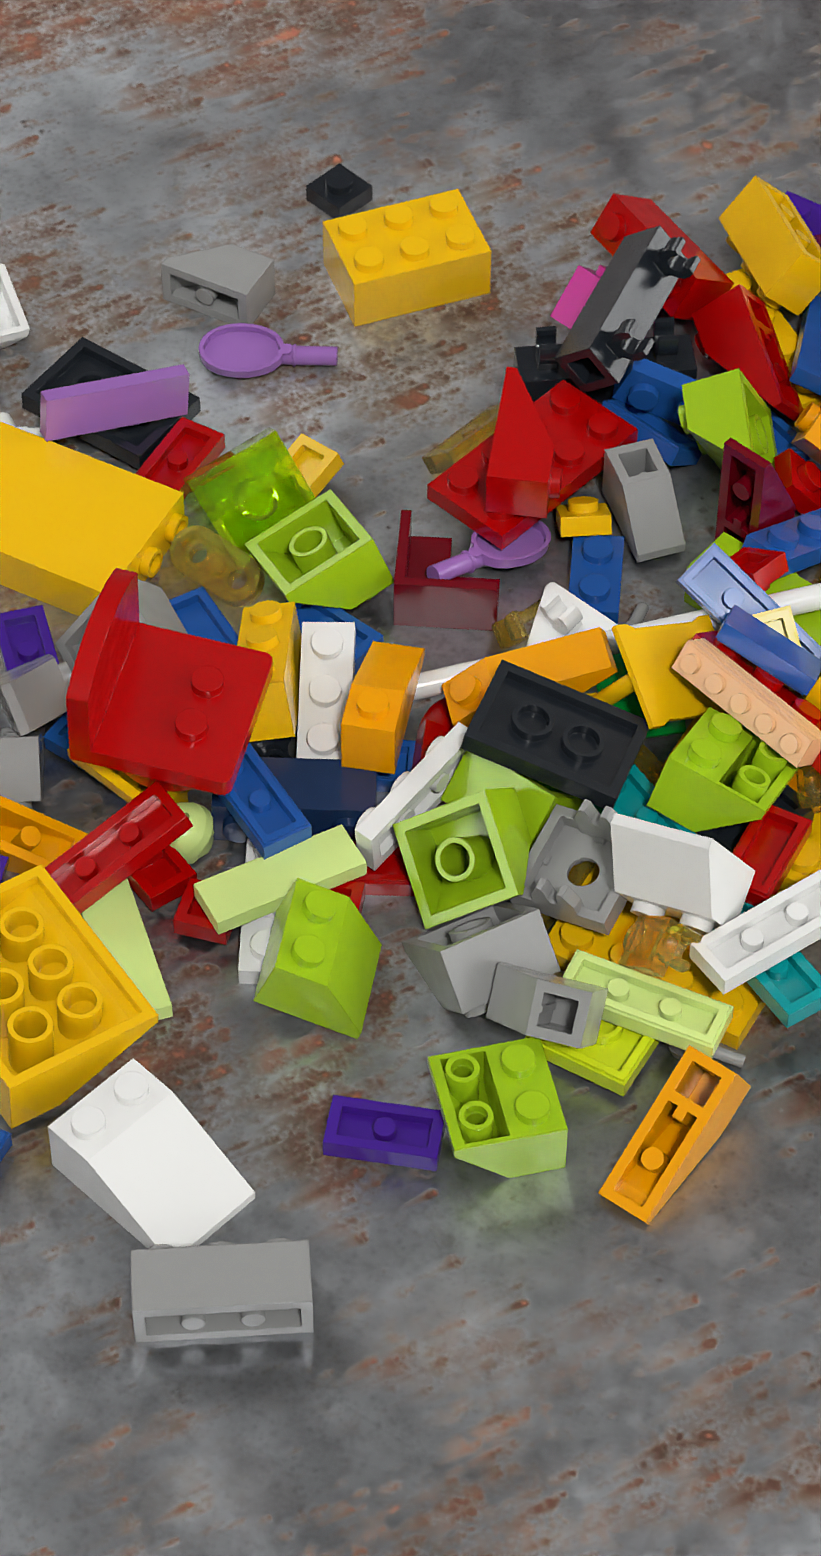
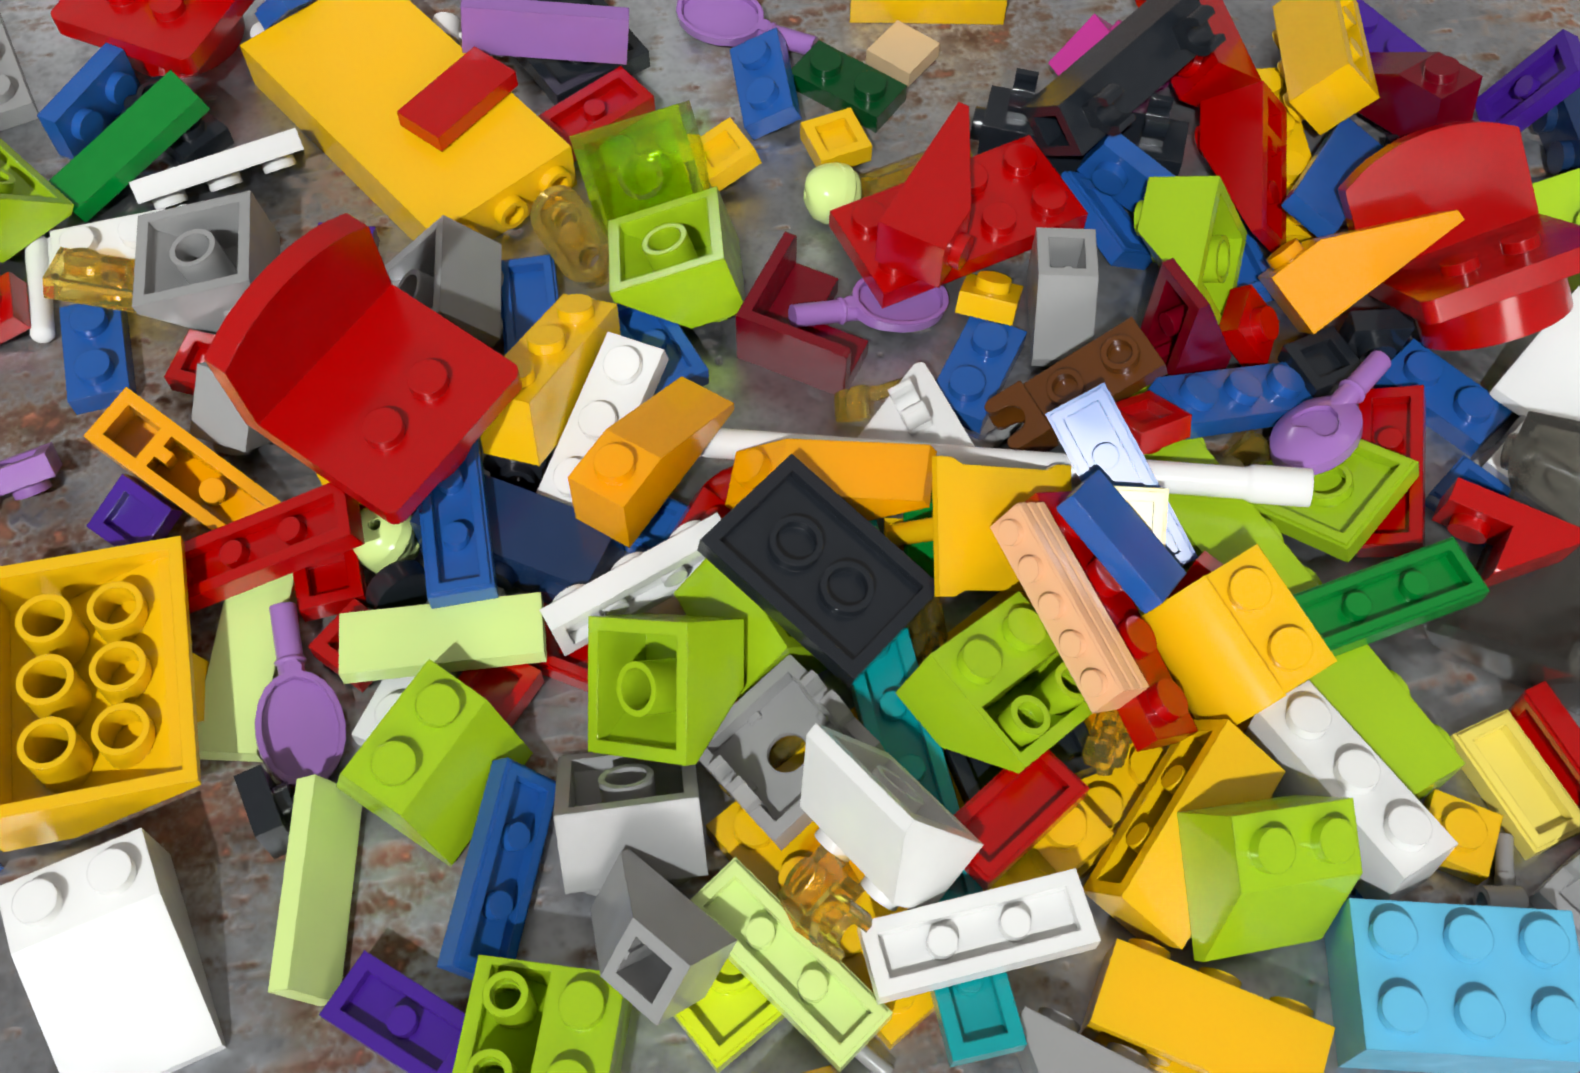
camera: 20 degrees right, 10 degrees up
(69, 479) = (457, 98): none -> red tile
(187, 968) = (298, 714): none -> medium lavender piece
(207, 1035) = (267, 808): none -> black plate
(220, 856) = (398, 586): none -> black tile
(273, 1072) = (315, 893): none -> yellowish green tile
(312, 398) = (765, 84): none -> blue plate
(381, 381) = (846, 82): none -> dark green plate
(396, 430) = (836, 139): none -> yellow plate
(402, 1017) = (499, 868): none -> blue tile
(413, 469) = (829, 188): none -> yellowish green piece
(416, 341) = (902, 53): none -> tan tile
(657, 583) = (1118, 358): none -> reddish brown plate

